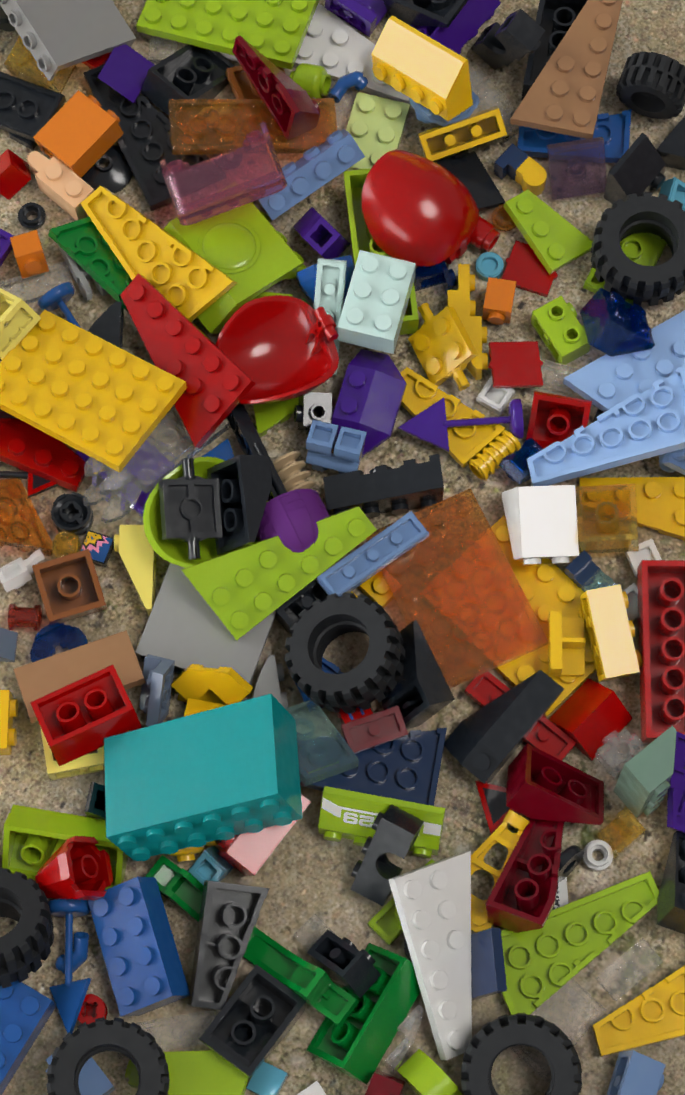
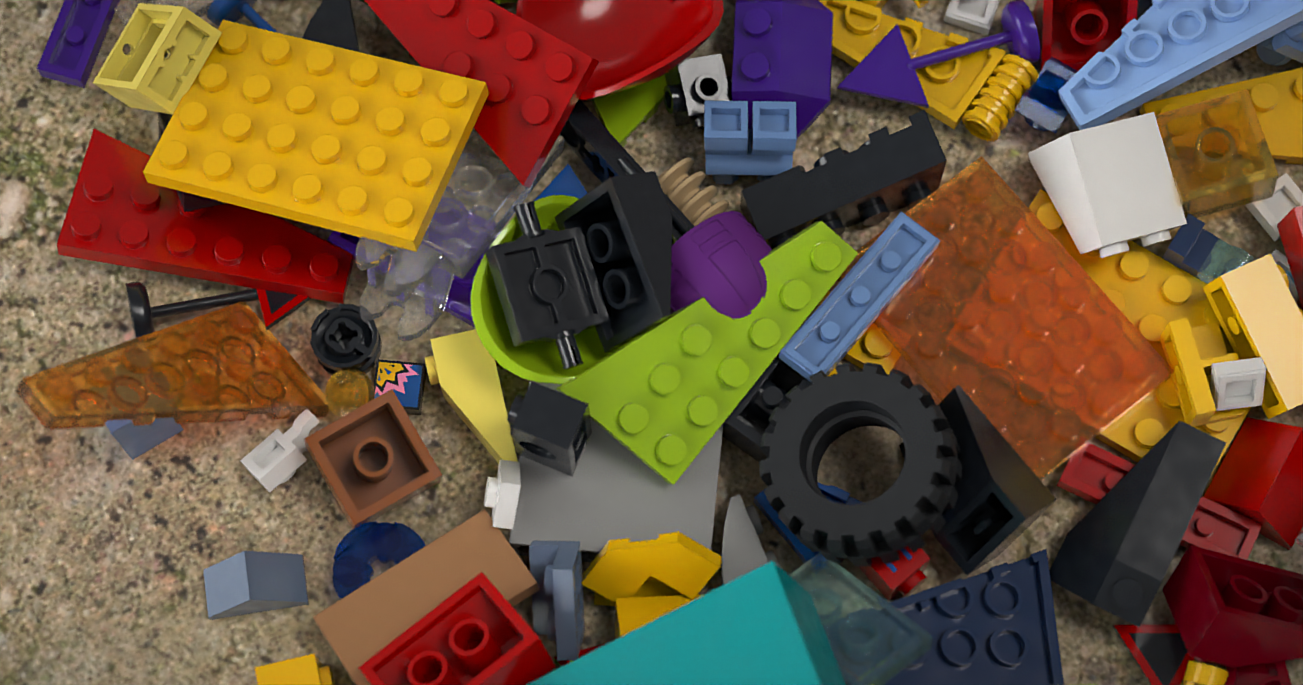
camera: 15 degrees left, 0 degrees up
(24, 617) = (309, 526): clear red bush -> none
(138, 623) = (503, 494): none -> white plate
(172, 591) = (550, 427): none -> black brick
(374, 729) = (940, 580): dark red plate -> none
(581, 656) = (1238, 383): none -> white tile

